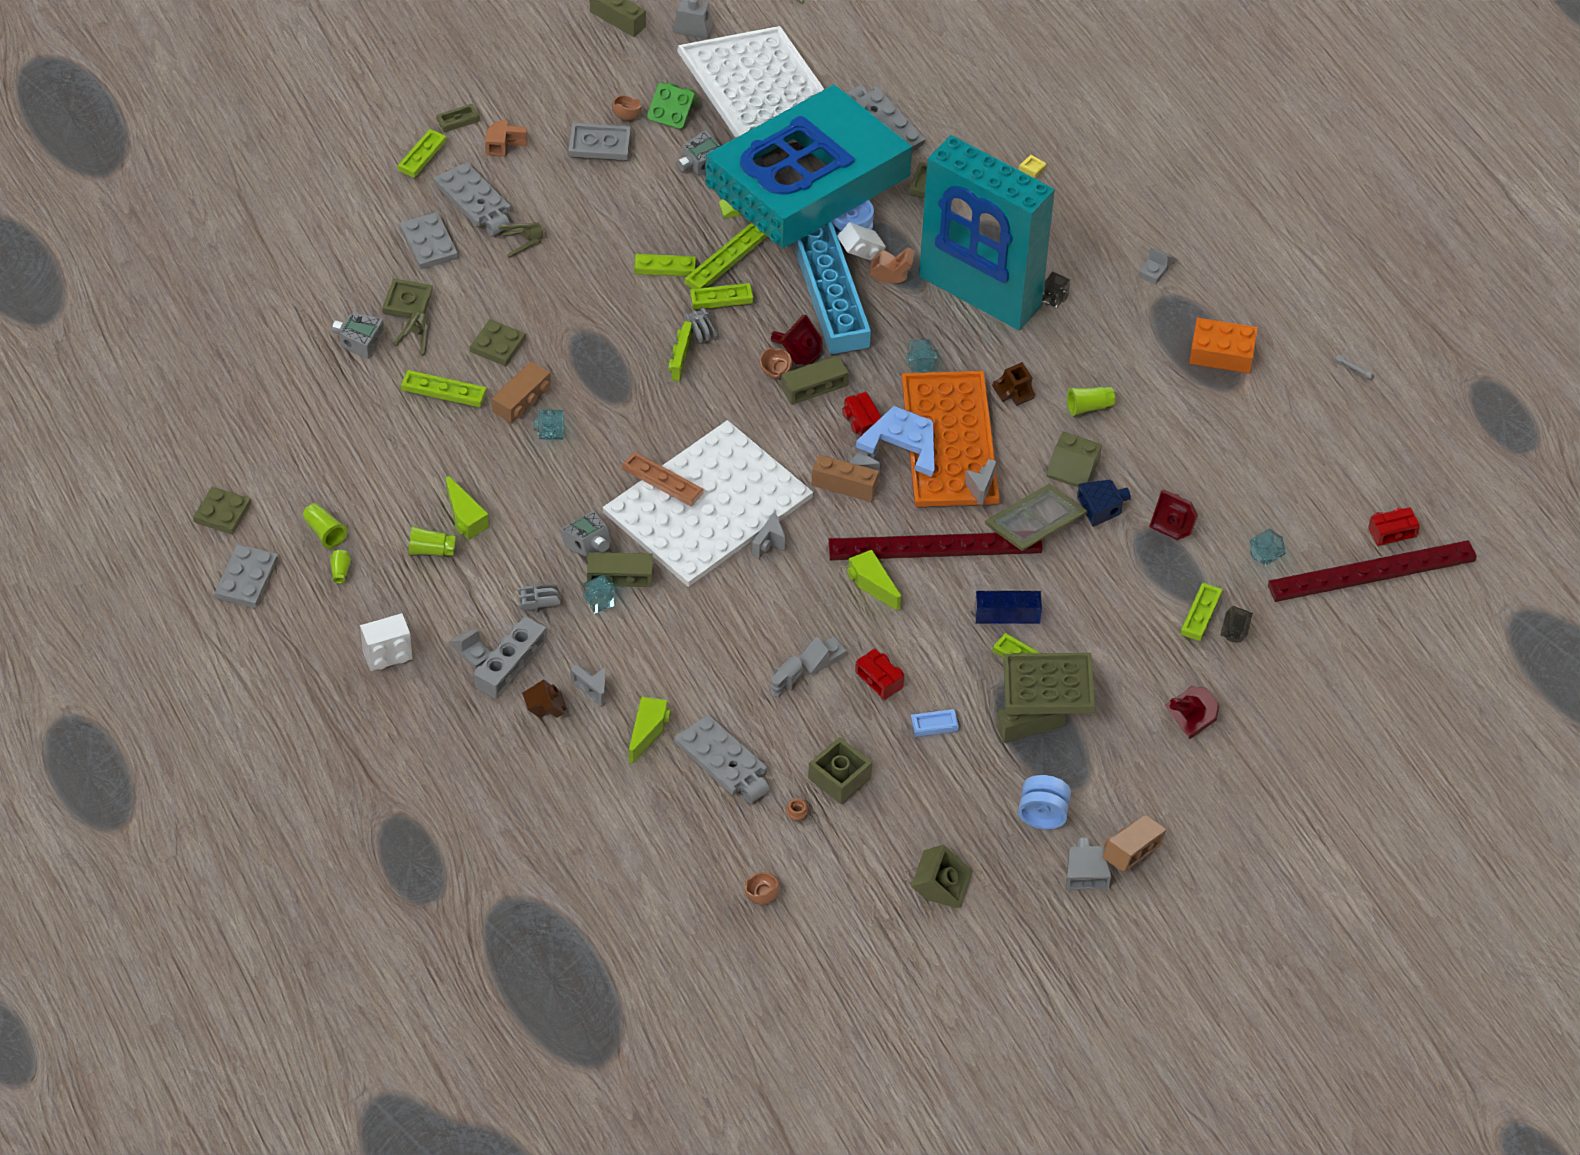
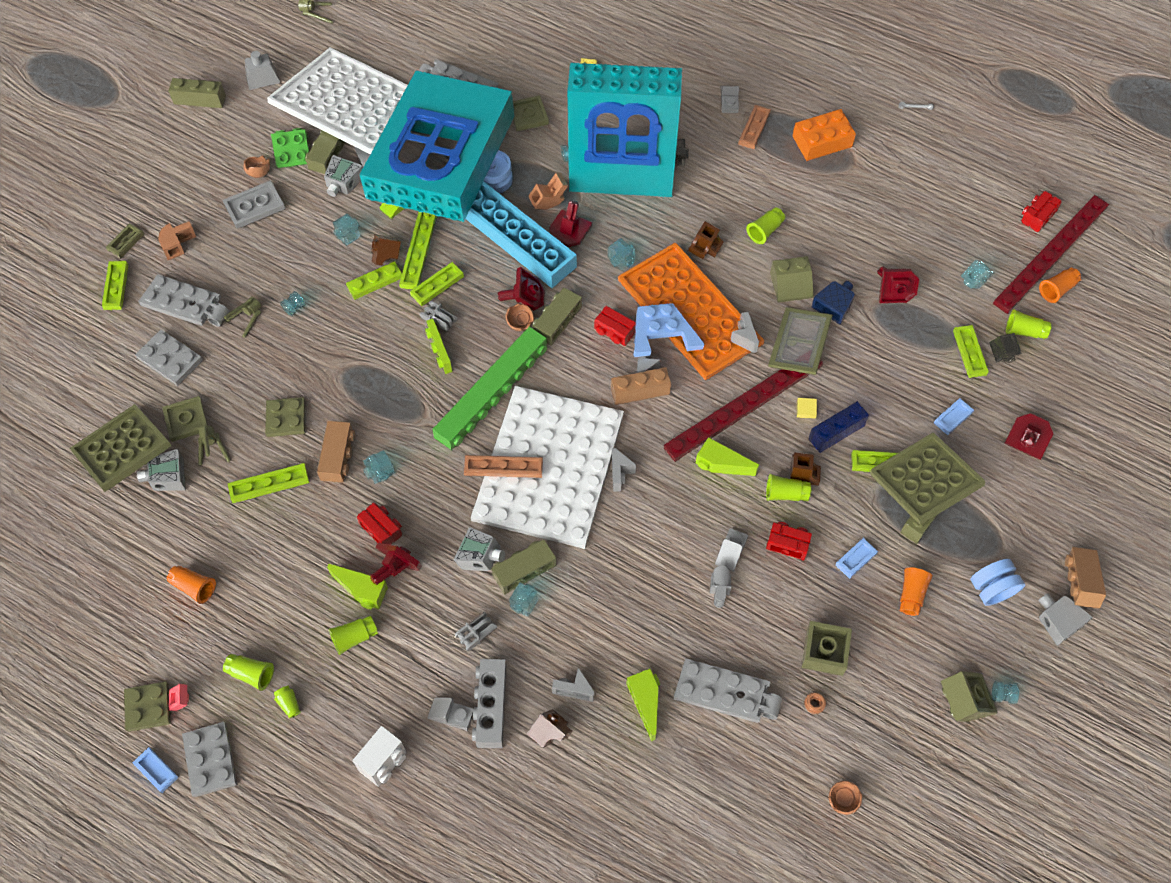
camera: 30 degrees left, 10 degrees up
(197, 560) = (155, 770): none -> light blue tile
(252, 515) = (178, 697): none -> coral plate
(323, 435) = (192, 583): none -> orange plant
(334, 292) = (120, 447): none -> olive plate
(507, 503) = (394, 562): none -> dark red piece
(516, 471) = (379, 524): none -> red brick
(572, 247) = (292, 303): none -> clear light blue wheel
(670, 205) = (346, 229): none -> clear light blue brick
(692, 239) = (384, 248): none -> reddish brown brick
(702, 119) = (322, 152): none -> olive brick
(703, 409) = (490, 388): none -> bright green brick
(861, 241) = (514, 185): white brick -> none
(889, 307) = (569, 227): none -> dark red piece
(913, 631) = (787, 489): none -> lime plant
(943, 624) = (805, 469): none -> reddish brown brick
(963, 771) = (914, 590): none -> orange plant
(978, 892) = (1005, 692): none -> clear light blue wheel
(993, 578) = (806, 408): none -> light yellow tile
(1134, 659) = (953, 416): none -> light blue tile
(1160, 305) = (754, 127): none -> nougat tile
(1279, 617) = (1027, 325): none -> lime plant
(1350, 599) = (1056, 286): none -> orange plant

